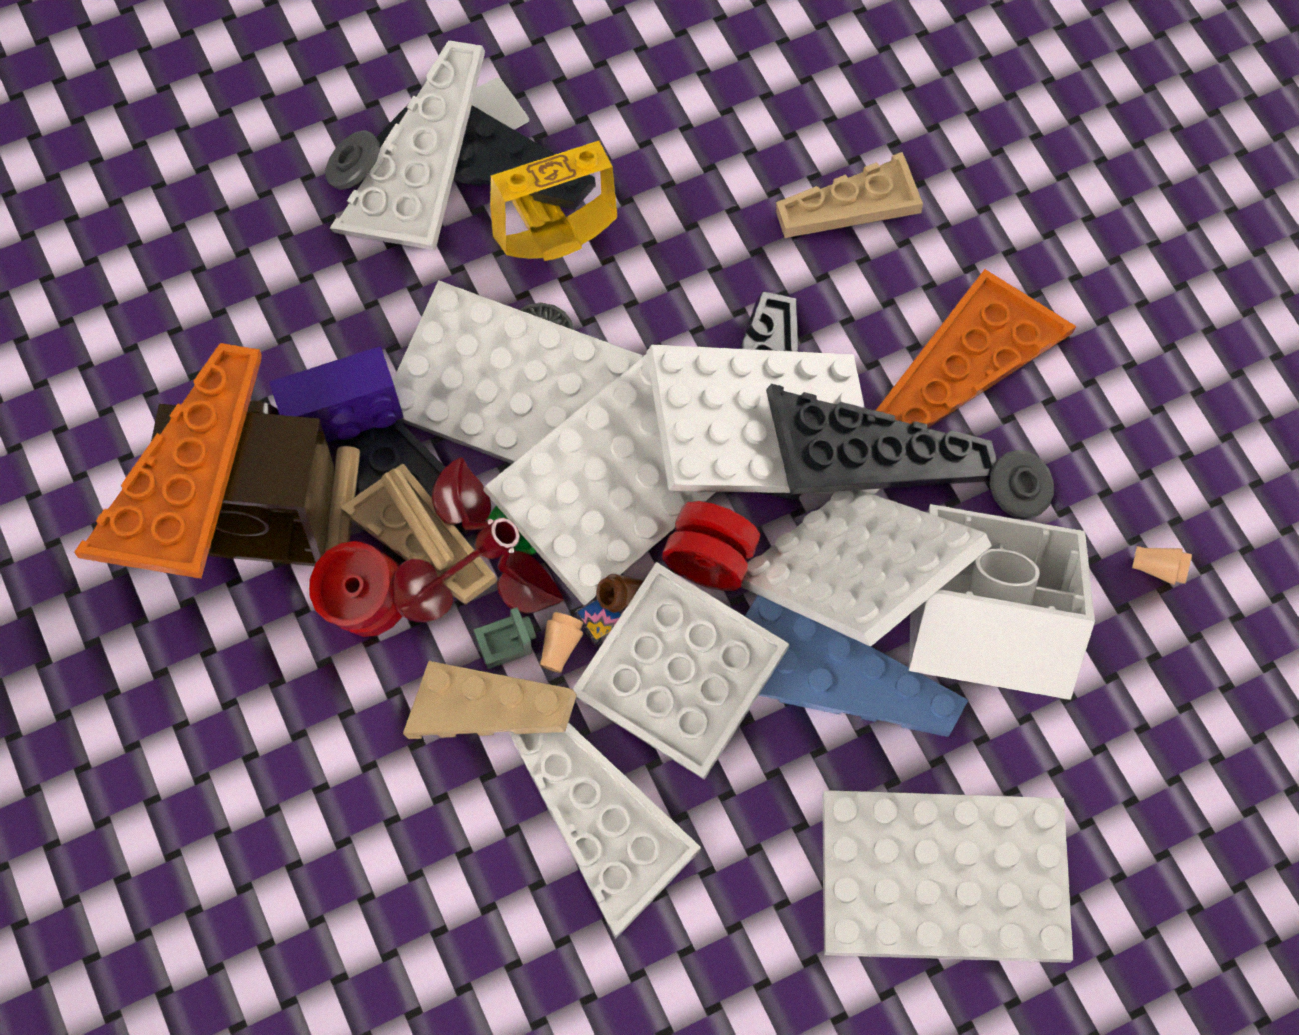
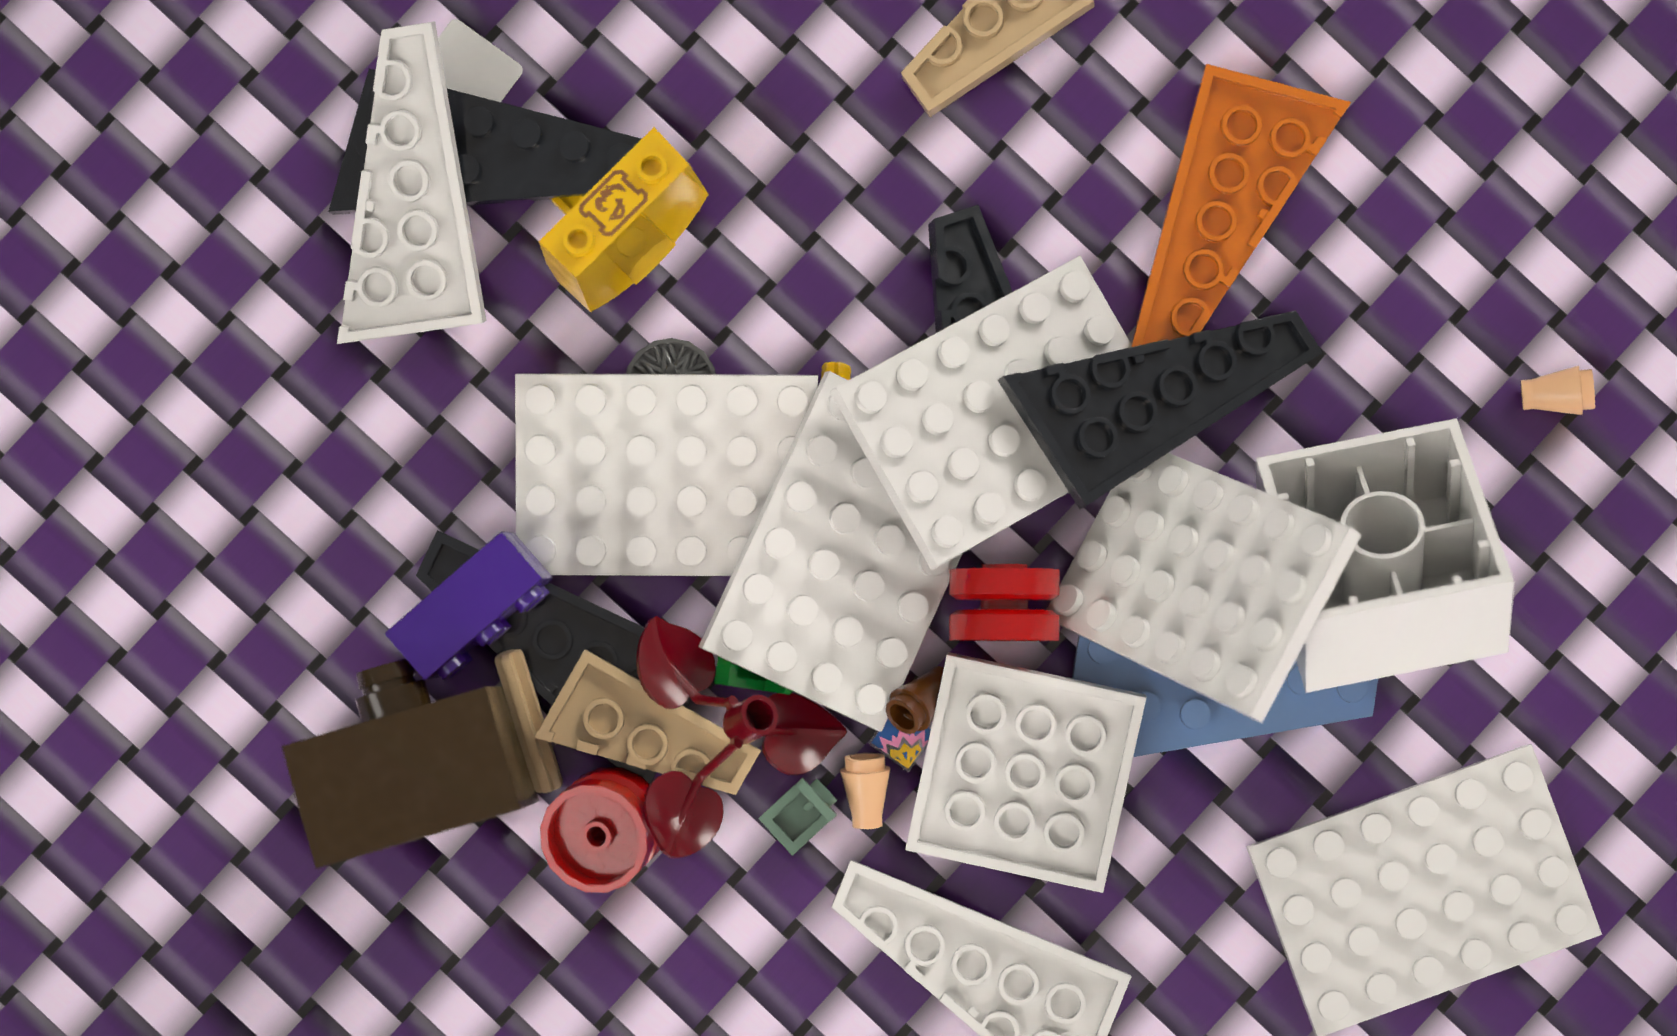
camera: 15 degrees left, 20 degrees up
(179, 483) = (360, 853): orange wing -> none
(352, 160) = (322, 236): dark grey wheel -> none
(418, 519) = (637, 719): tan axle -> none
(480, 702) = (802, 908): tan wing -> none
(1021, 484) = (1352, 353): dark grey wheel -> none

